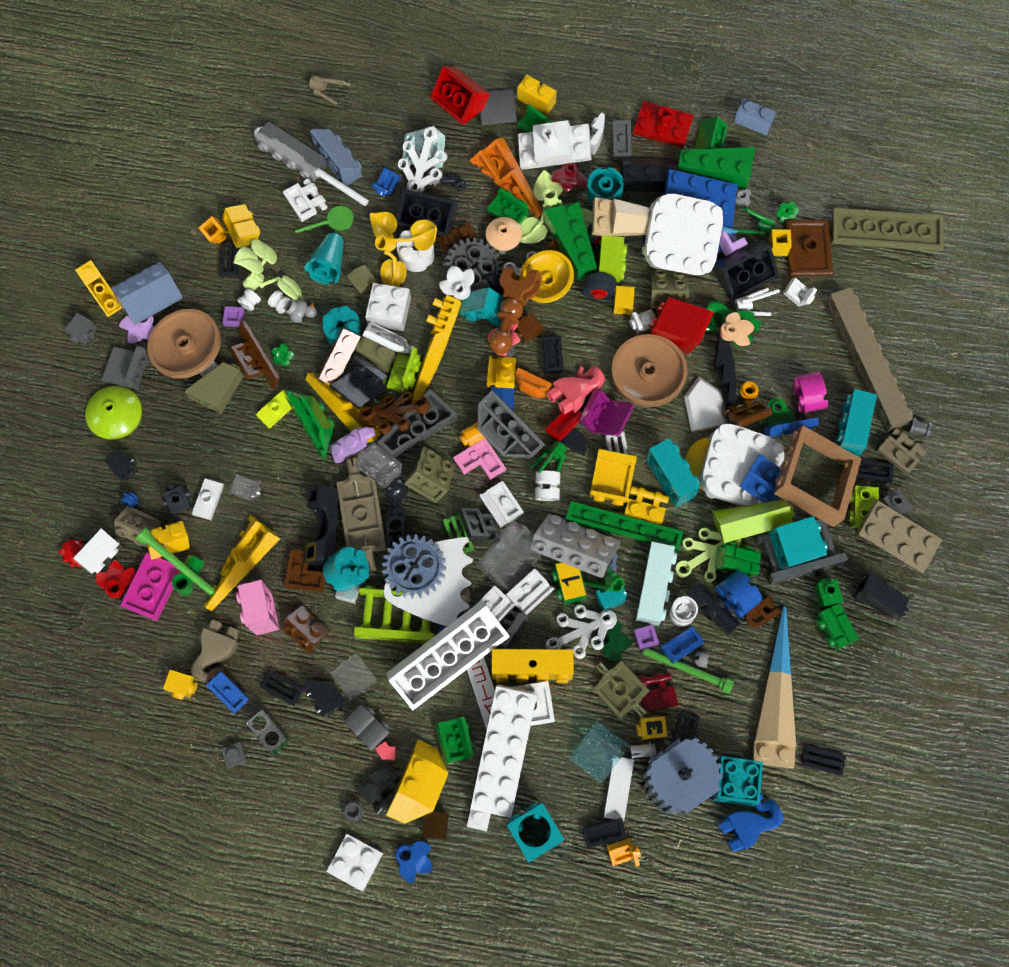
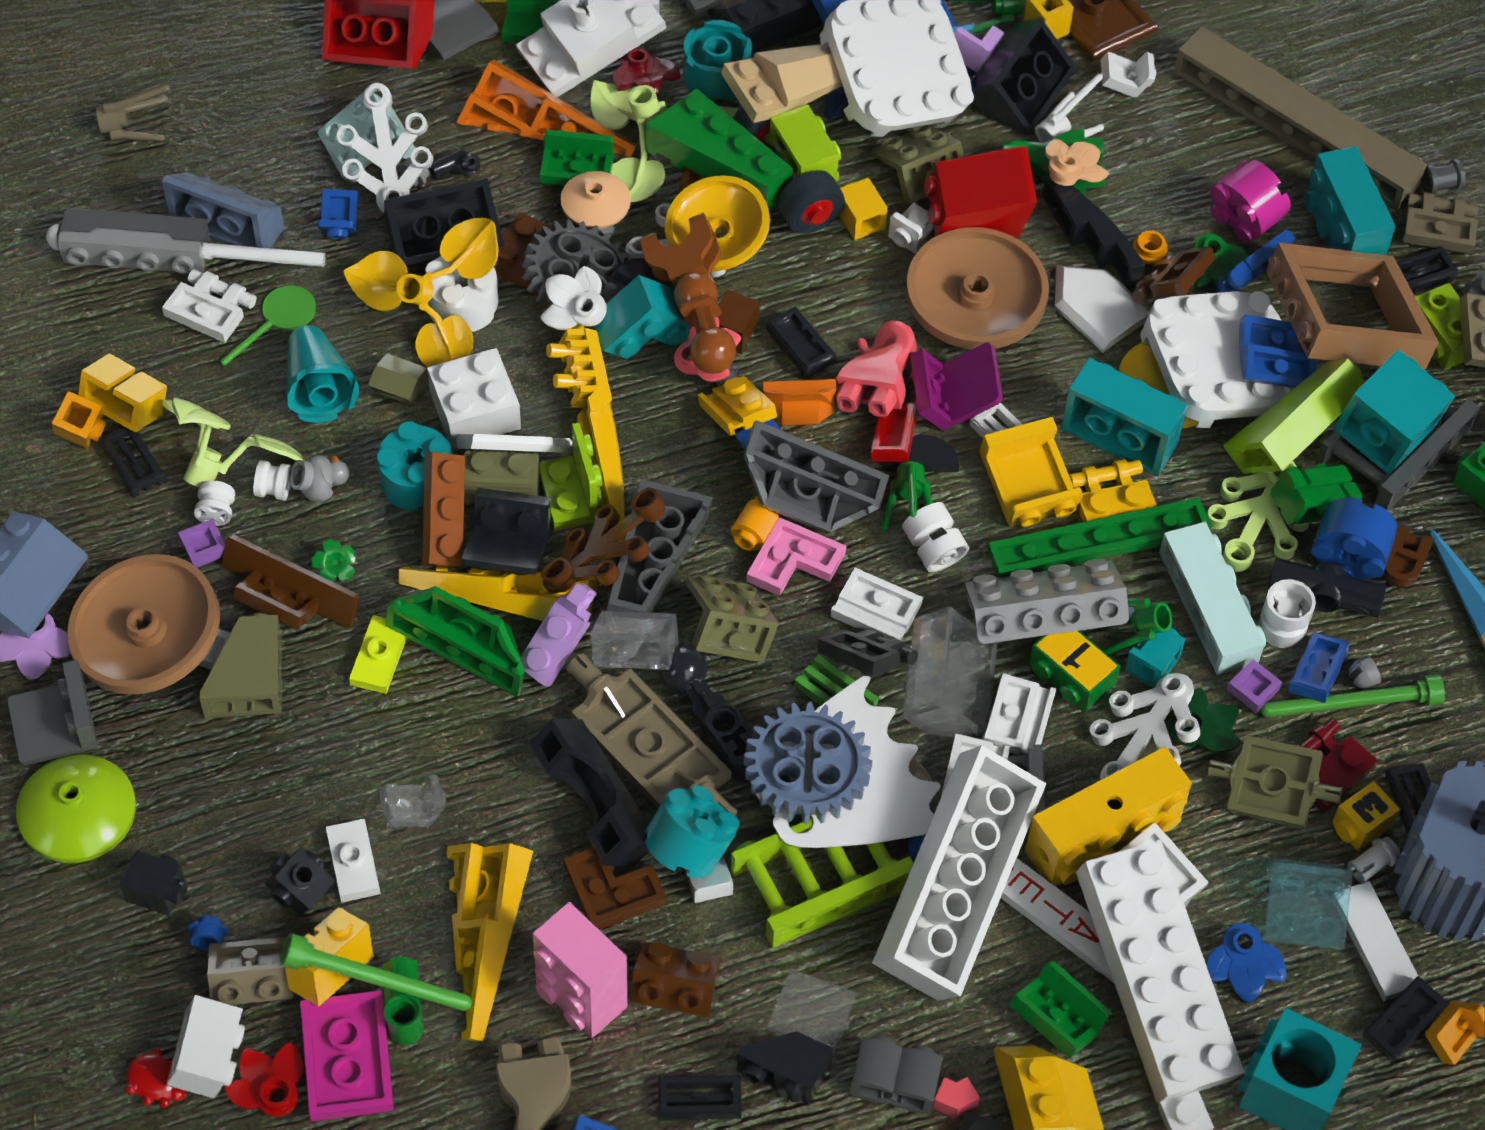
camera: 35 degrees left, 15 degrees down
(551, 767) = (1246, 967): none -> blue plate

